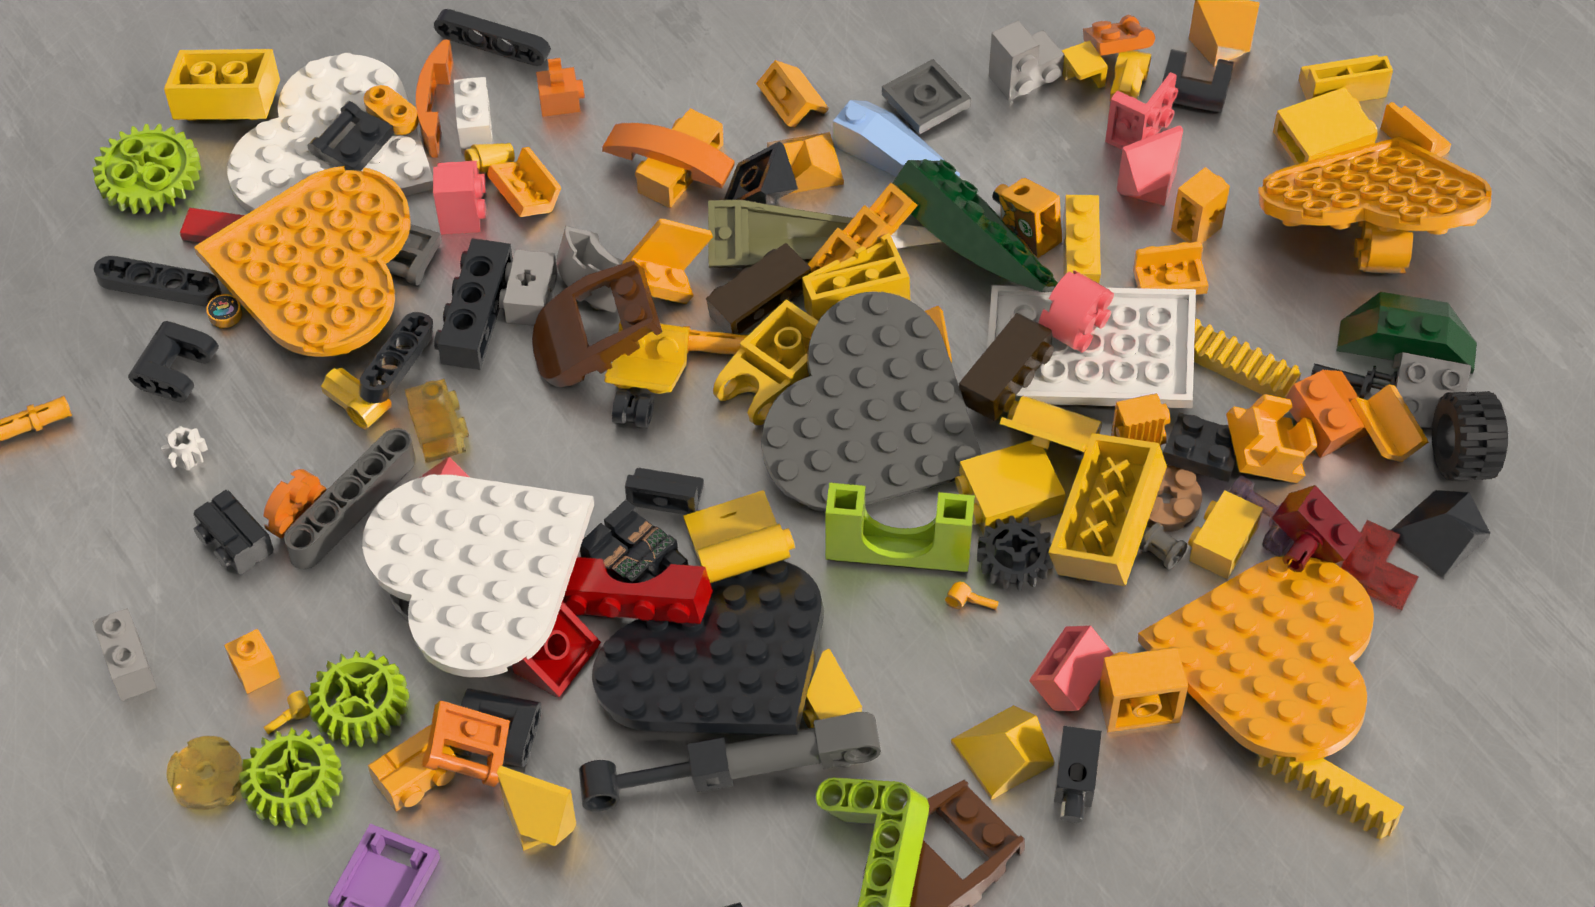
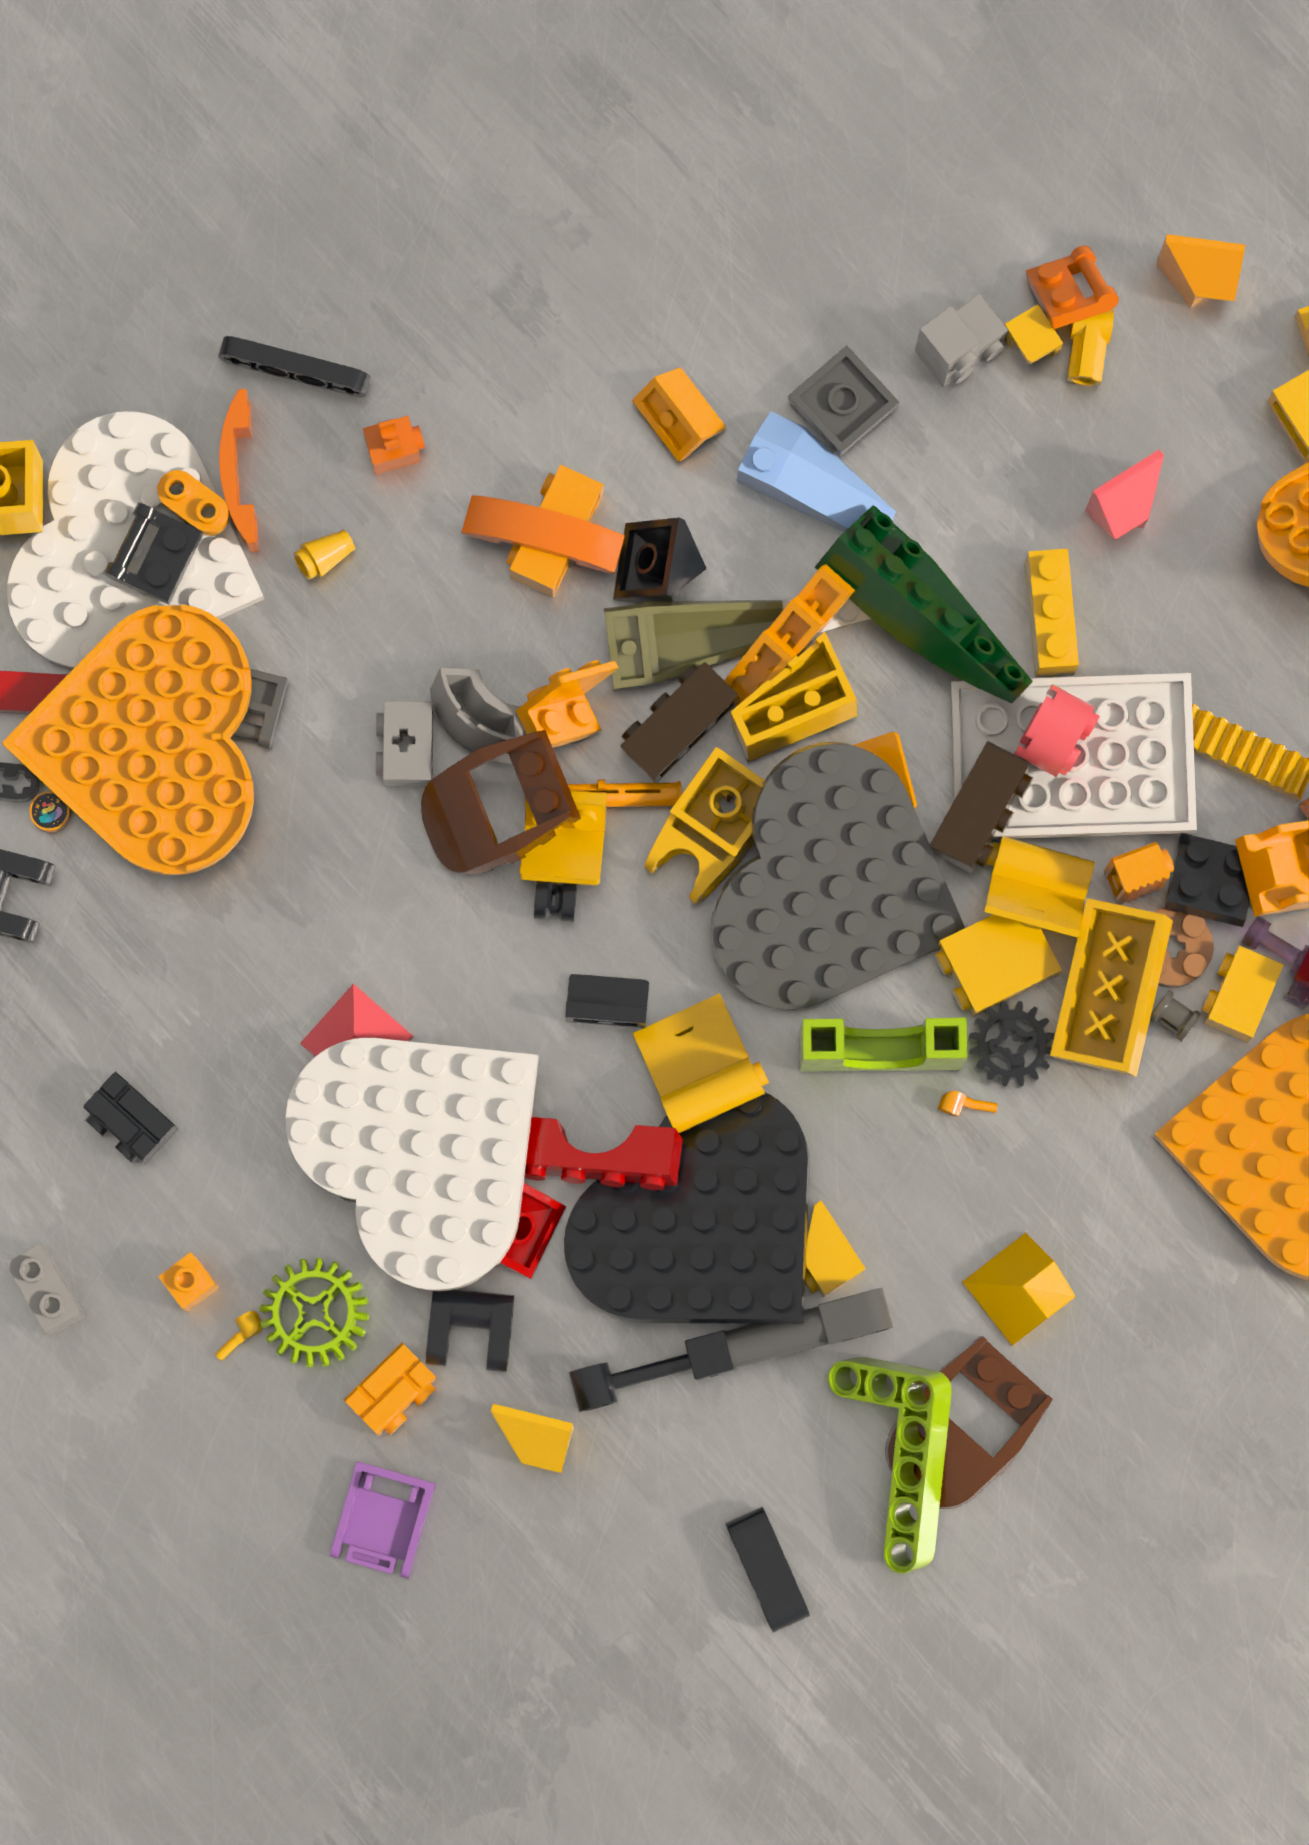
camera: 10 degrees left, 25 degrees up
(184, 448) = (51, 1023): white gear -> none
(209, 792) = (148, 1404): clear yellow plate -> none
(291, 501) = (193, 1088): orange plate -> none
(308, 786) = (255, 1382): lime gear -> none
(344, 390) = (240, 925): yellow piece -> none
(345, 512) = (253, 1078): dark grey beam -> none
(390, 355) = (271, 866): black beam -> none
(436, 421) = (331, 942): clear yellow brick -> none
(458, 195) = (298, 620): coral brick -> none
(467, 731) = (446, 1352): orange plate -> none
(472, 112) = (294, 495): white brick -> none
(474, 304) = (352, 834): black brick -> none
(526, 184) = (375, 592): light orange bracket -> none
(631, 546) = (600, 1097): black hips -> none
(813, 161) = (711, 509): light orange slope -> none
(1031, 214) = (985, 575): light orange torso -> none
(1071, 668) = (1086, 1190): coral brick -> none
(1076, 772) = (1102, 1301): black torso -> none
(1134, 120) = (1098, 432): coral bracket -> none
(1142, 689) = (1166, 1211): light orange brick -> none
(1171, 267) = (1158, 639): light orange bracket -> none
(1199, 92) = (1170, 359): black connector -> none
(1200, 207) = (1189, 548): light orange brick -> none

